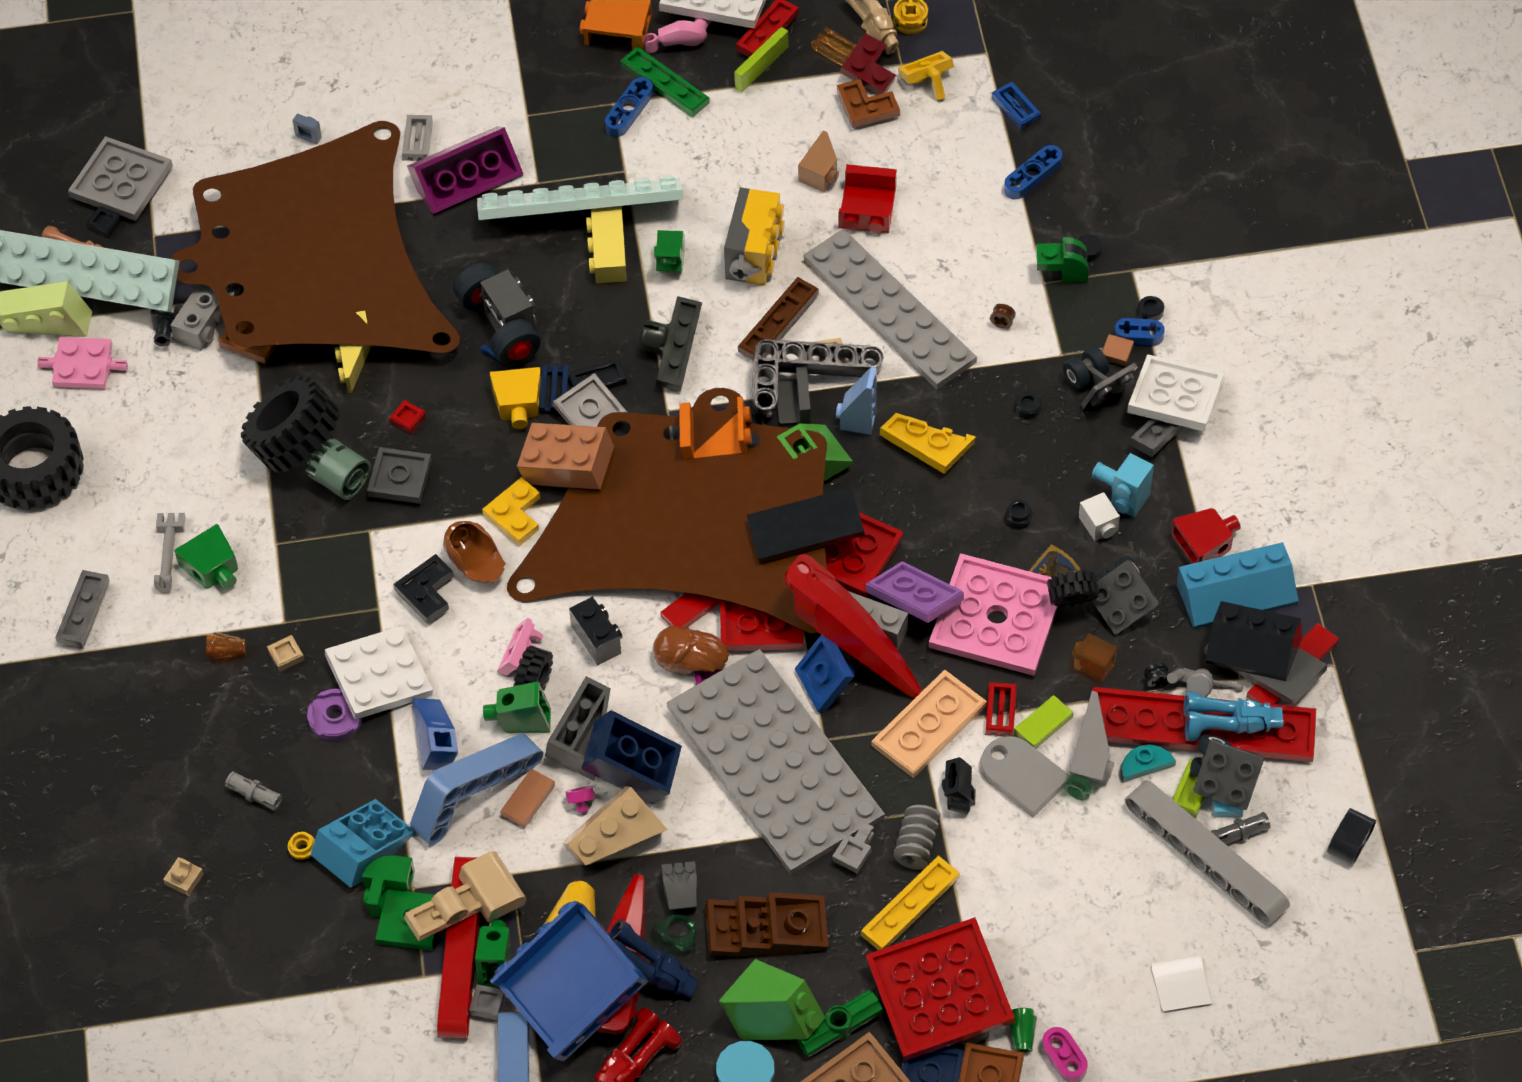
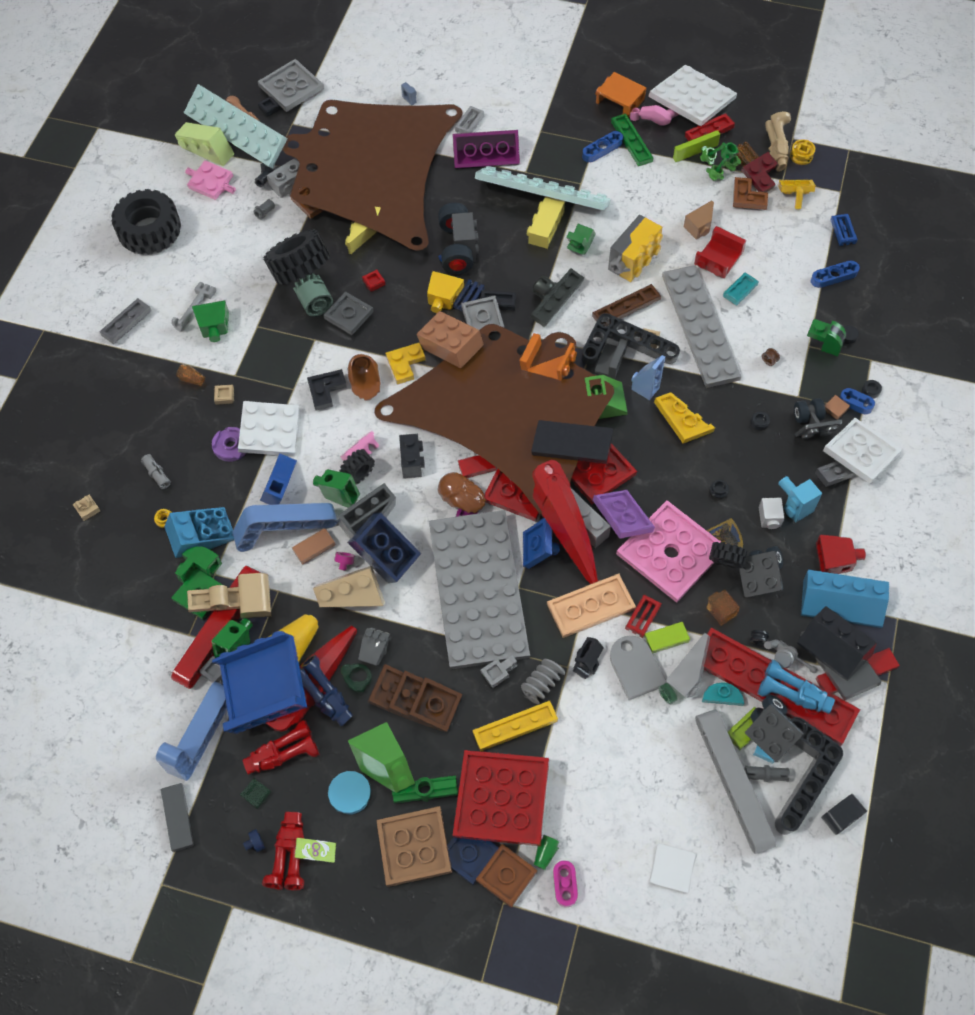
camera: 25 degrees right, 5 degrees up
(187, 380) = (264, 208): none -> dark grey pin
(818, 62) = (729, 155): none -> plant
(919, 238) = (740, 288): none -> teal plate
(1295, 810) = (811, 775): none -> black beam

